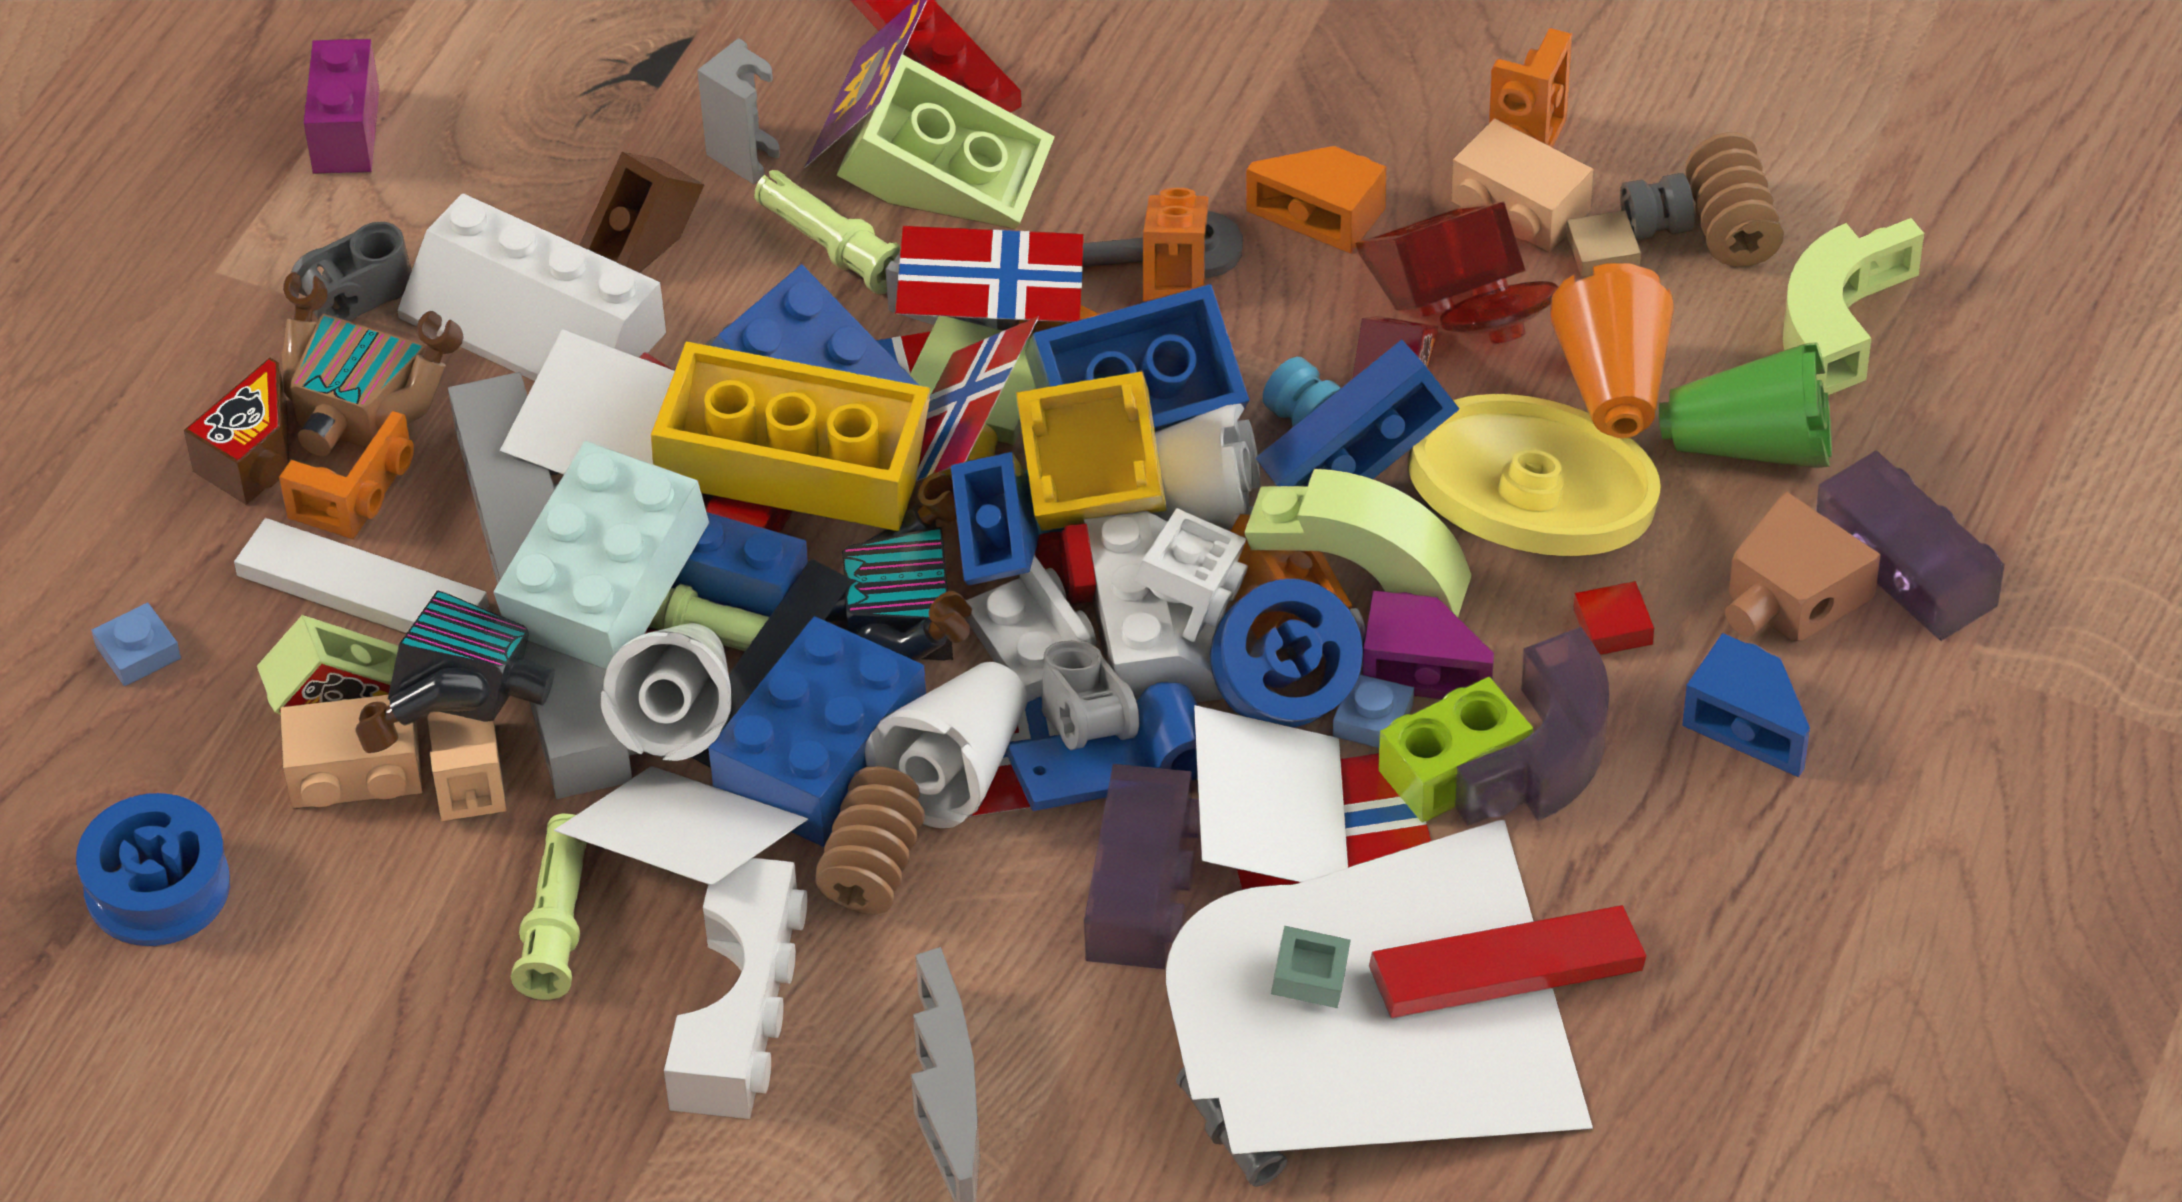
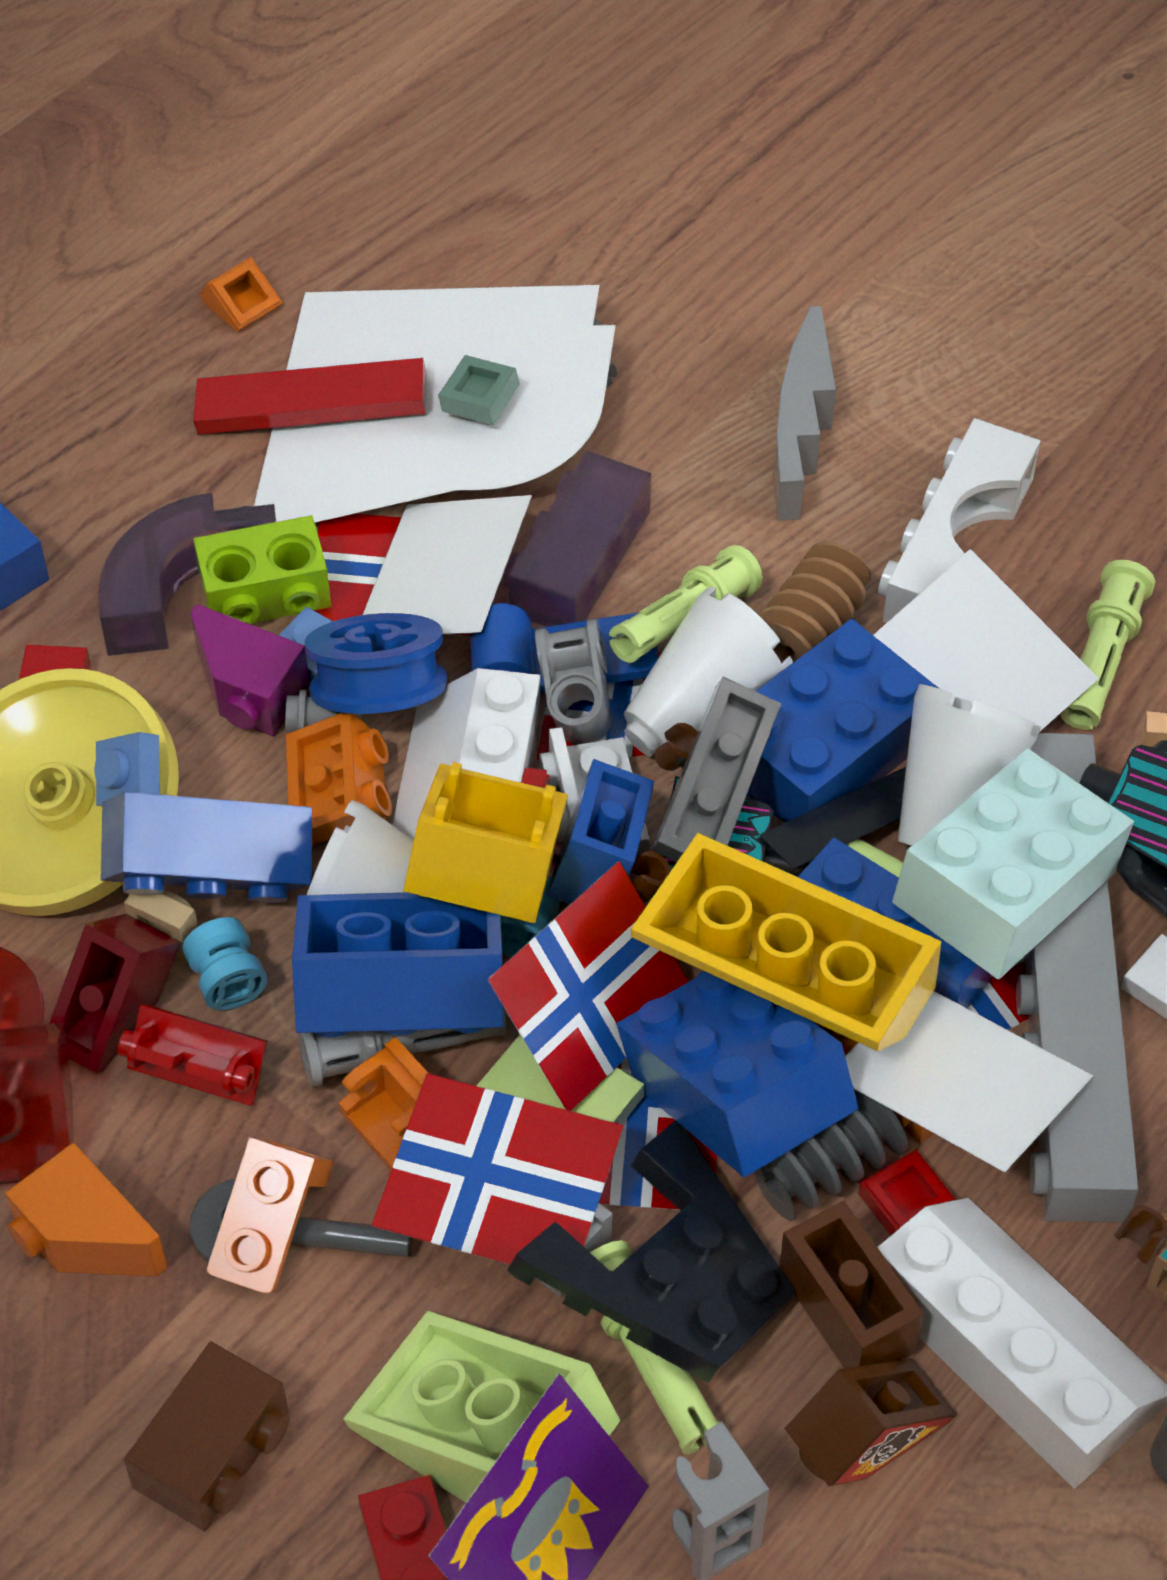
camera: 165 degrees left, 5 degrees up
(695, 278) = (850, 1289): none -> reddish brown brick
(826, 227) = (692, 1287): none -> black wing
(903, 582) = (717, 768): none -> dark grey plate
(982, 829) = (733, 572): none -> yellowish green pin
(1148, 91) = (209, 1437): none -> reddish brown brick
(1194, 566) = (432, 728): white bracket -> none
(1271, 319) = (194, 1054): none -> red hinge
(1367, 524) = (267, 729): yellowish green arch -> none
(1457, 446) = (127, 765): none -> medium blue plate
(1664, 1091) = (241, 295): none -> orange slope

